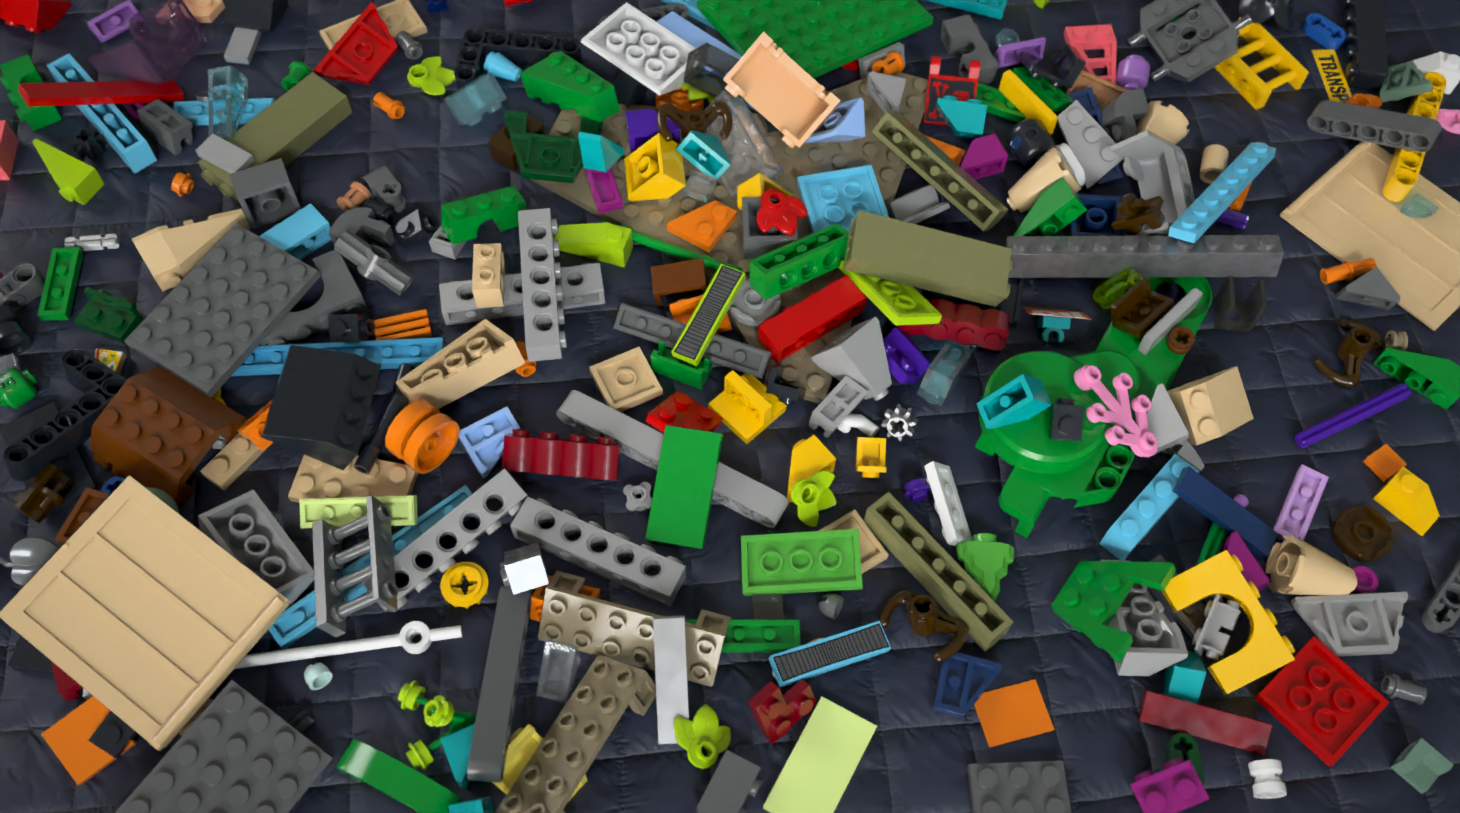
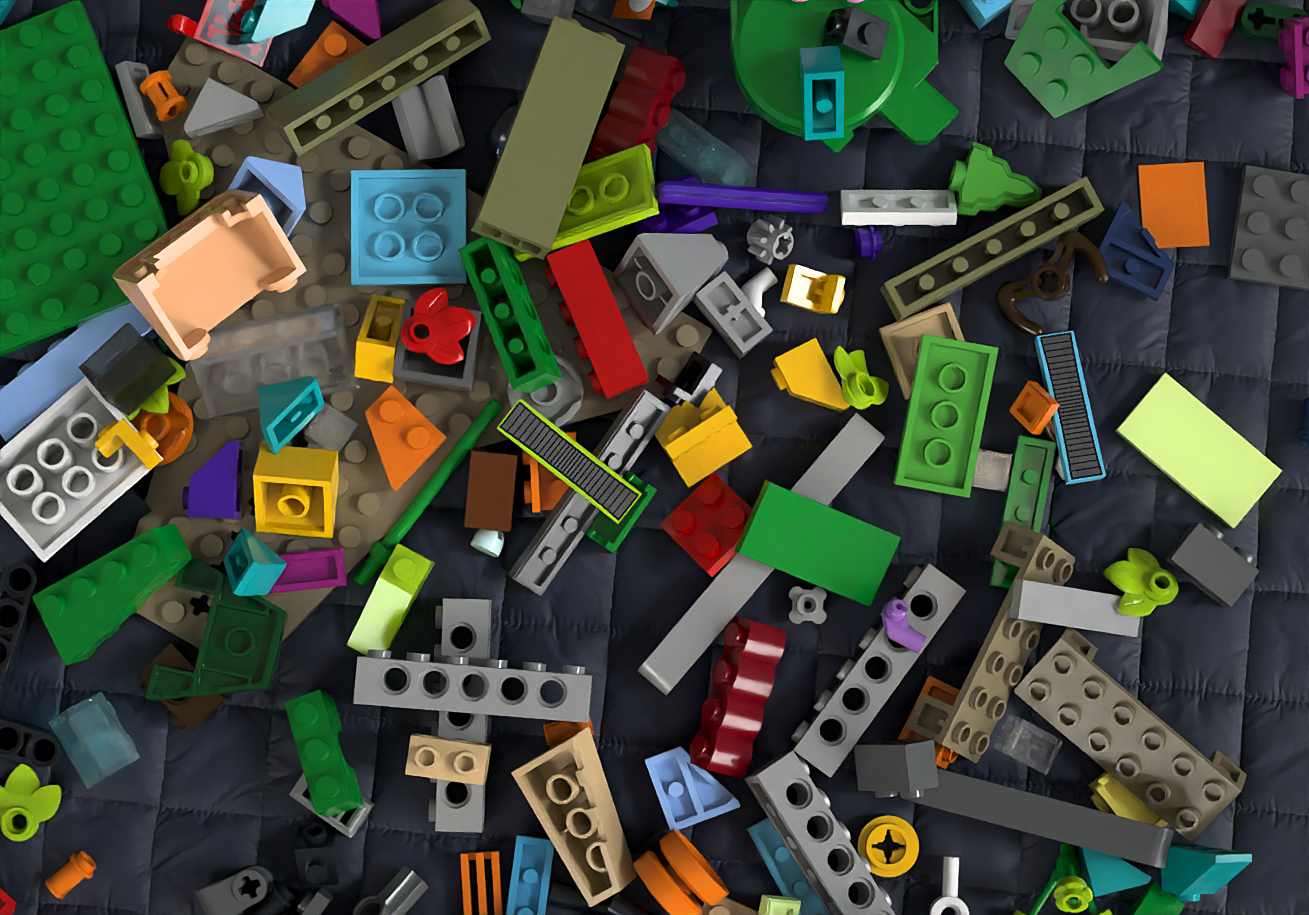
camera: 80 degrees left, 25 degrees up
(502, 67) = (29, 690): medium azure cone -> none
(626, 380) = (631, 592): tan plate -> none
(632, 548) = (897, 626): none -> medium lavender arm
(642, 290) = (488, 541): none -> light aqua hinge
(665, 68) = (140, 443): none -> yellow bracket
(693, 120) = (236, 417): dark brown piece -> none
(779, 712) = (1135, 491): dark red plate -> none
(823, 626) = (1034, 407): none -> orange tile
(831, 605) = (1005, 389): dark grey hinge -> none
(844, 87) = (185, 176): none -> lime plate
(923, 390) = (741, 197): none -> dark purple axle

